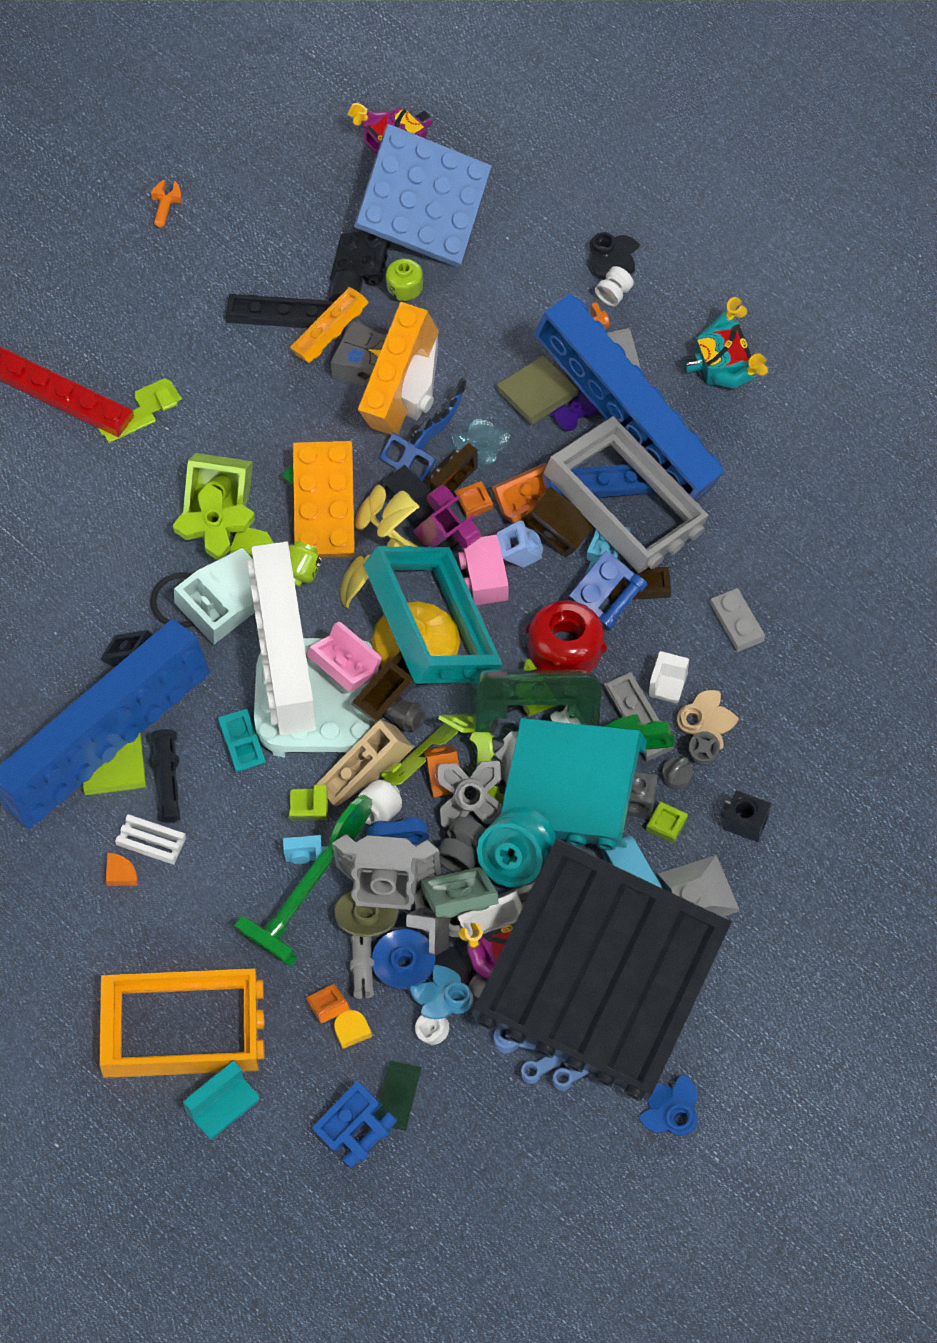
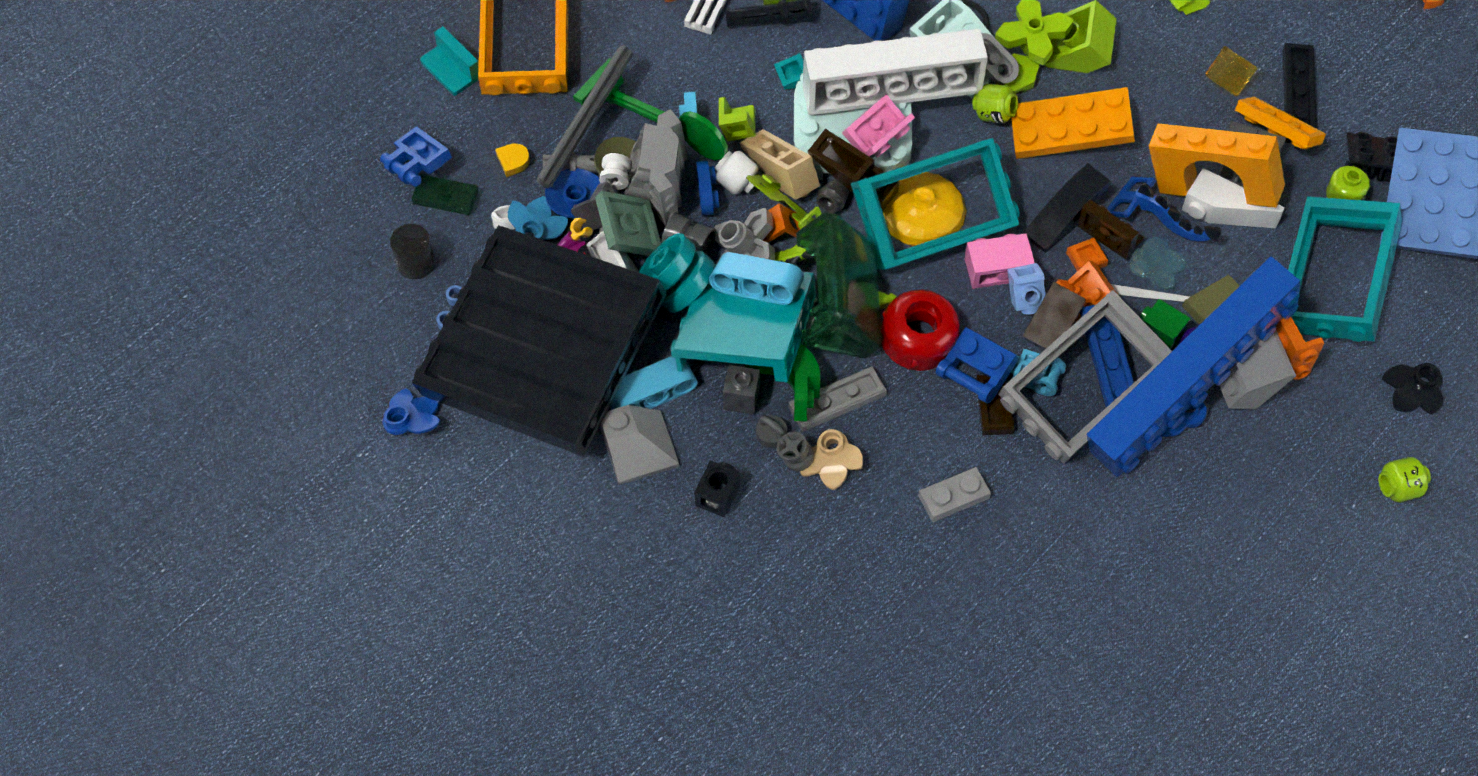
camera: 90 degrees right, 0 degrees up
(237, 562) = (997, 57): none -> light grey plate
(260, 363) = (1231, 71): none -> clear yellow panel
(315, 943) = (584, 117): none -> dark grey axle
(327, 1003) = (536, 138): orange tile -> none
(343, 281) = (1334, 144): black brick -> none
(390, 909) = (615, 170): none -> white wheel
(395, 512) = (1019, 183): light yellow plant -> none
(443, 269) = (1350, 214): none -> teal door
(445, 523) = (1040, 211): magenta piece -> none
(480, 1107) = (412, 251): none -> clear smoke wheel
(513, 452) = (1136, 292): none -> white sticker
(535, 763) = (756, 278): none -> medium azure beam
(555, 436) = (1166, 322): none -> green brick
(612, 289) = (1375, 388): white wheel -> none
(667, 822) = (716, 421): lime tile -> none
(668, 677) = (879, 422): white panel -> none
(711, 269) = (1404, 479): none -> lime head
(723, 351) = (1293, 488): torso -> none

